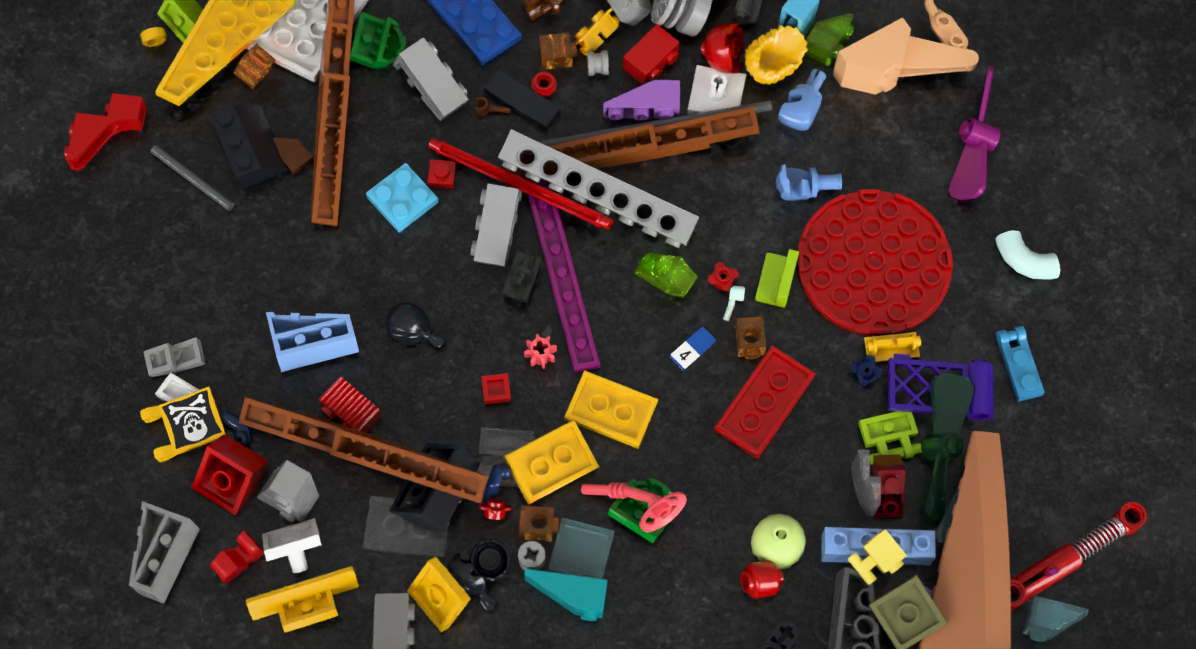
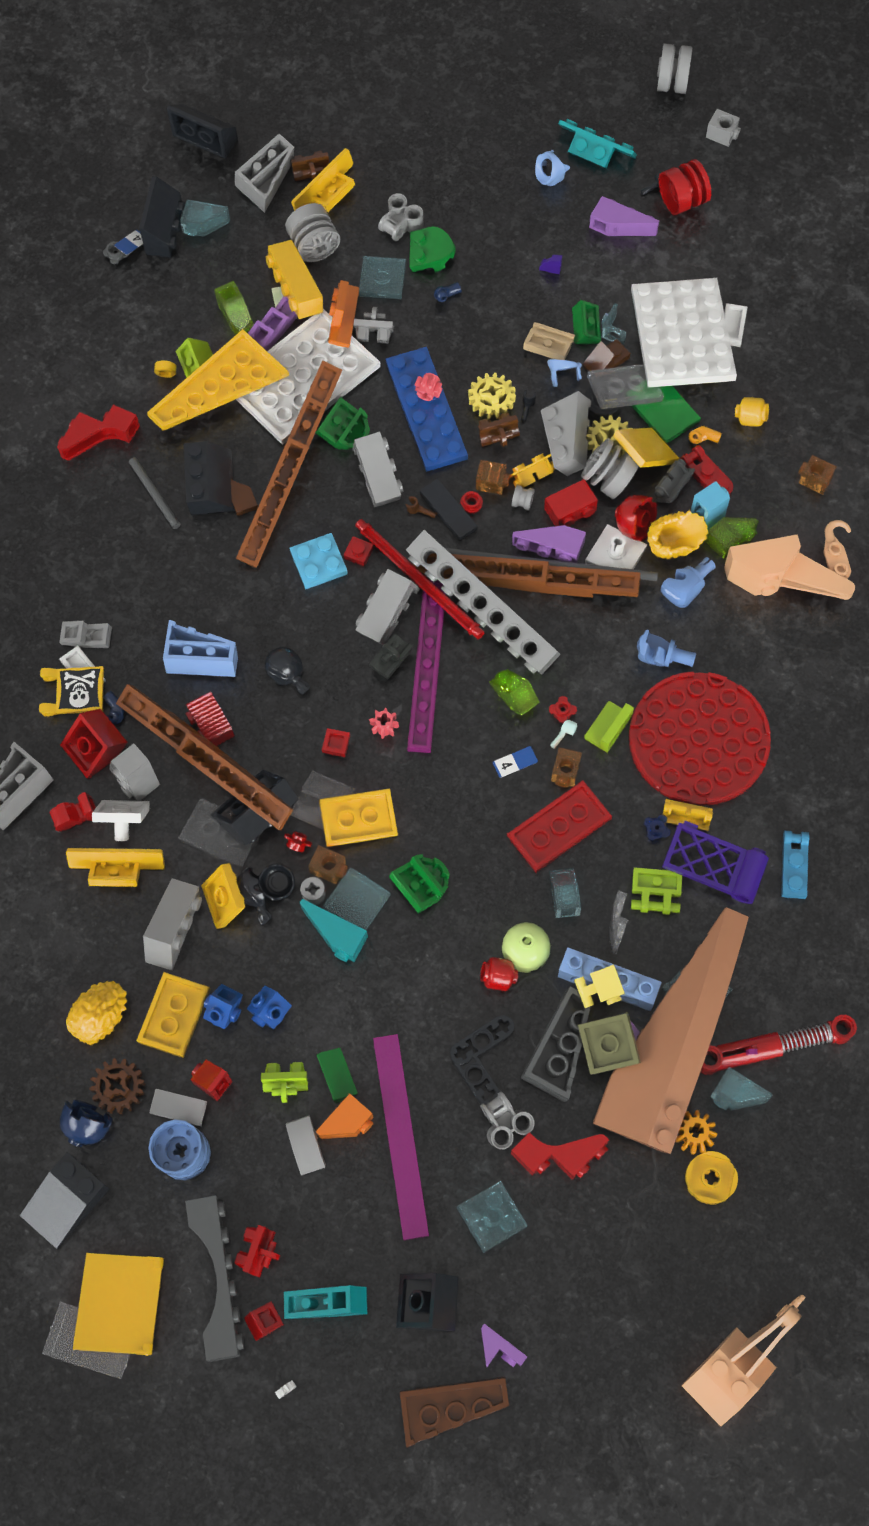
camera: 25 degrees right, 0 degrees up
(254, 66) = (236, 416): clear orange brick -> none
(496, 475) = (303, 819): dark blue arm -> none
(611, 409) = (426, 790): yellow tile -> none
(659, 507) = (429, 884): coral dish -> none
(798, 470) = (565, 893): none -> clear light blue slope
(892, 478) = (638, 931): dark red slope -> none
(950, 403) = (716, 879): clear green piece -> none
(980, 137) = (830, 659): magenta piece -> none
(1024, 260) = (832, 777): light aqua cylinder -> none

